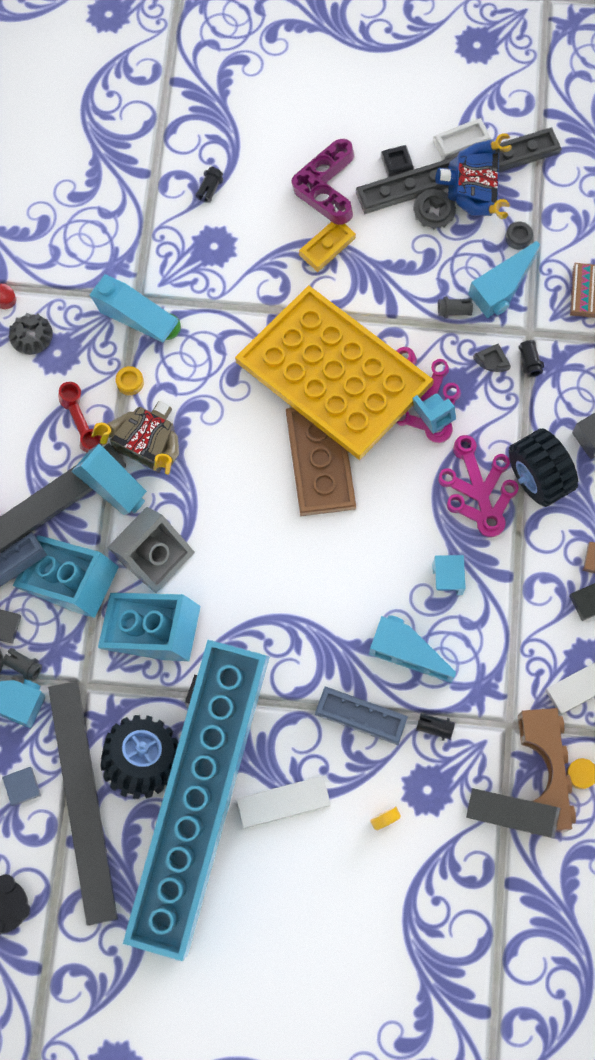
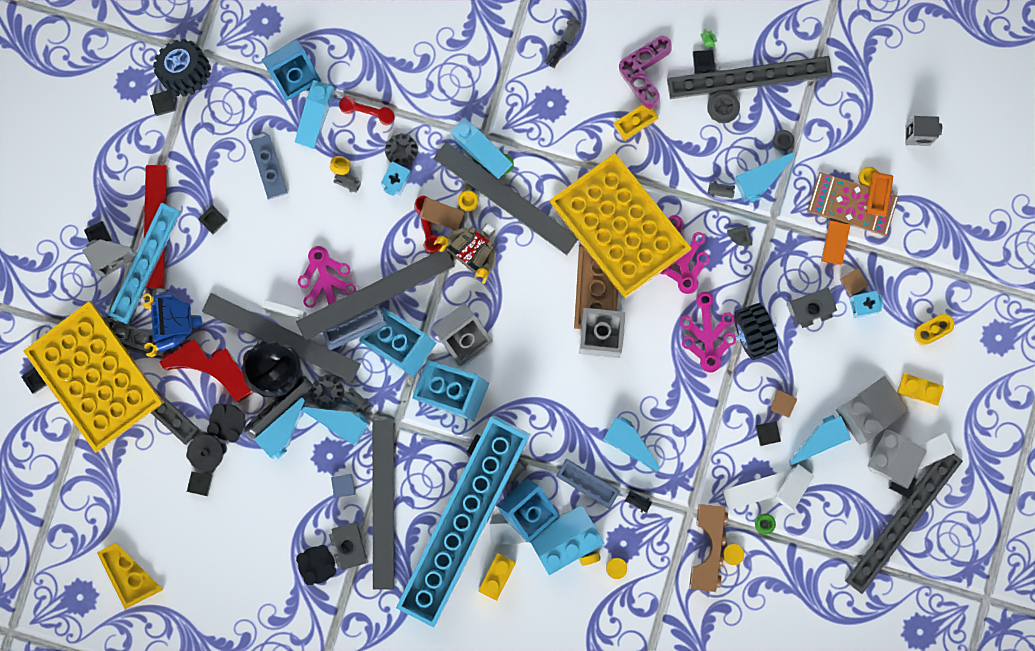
camera: 10 degrees right, 10 degrees up
(24, 360) = (395, 170): none -> medium azure brick
(56, 880) = (357, 555): none -> dark grey brick
(96, 400) = (441, 214): none -> medium nougat tile
(110, 480) = (441, 279): medium azure slope -> none
(138, 756) = (428, 483): black wheel -> none
(179, 368) = (506, 198): none -> dark grey tile
(225, 149) = (571, 31): none -> dark grey pin
(260, 870) = (497, 576): none -> yellow brick
(261, 714) = (520, 466): none -> dark grey pin
(285, 767) = (527, 509): none -> dark azure slope
(338, 510) = (601, 333): none -> light grey slope
(346, 799) = (566, 540): none -> medium azure slope
(398, 132) = (708, 38): none -> bright green plate
(425, 825) = (616, 568): none -> yellow tile
(435, 412) = (687, 272): medium azure panel -> none
(449, 573) = (671, 395): medium azure panel -> none
(458, 138) = (757, 52): white tile -> none
(474, 178) = (758, 91): torso -> none
(513, 813) = (678, 573): dark grey tile -> none
(532, 364) = (768, 239): black pin -> none

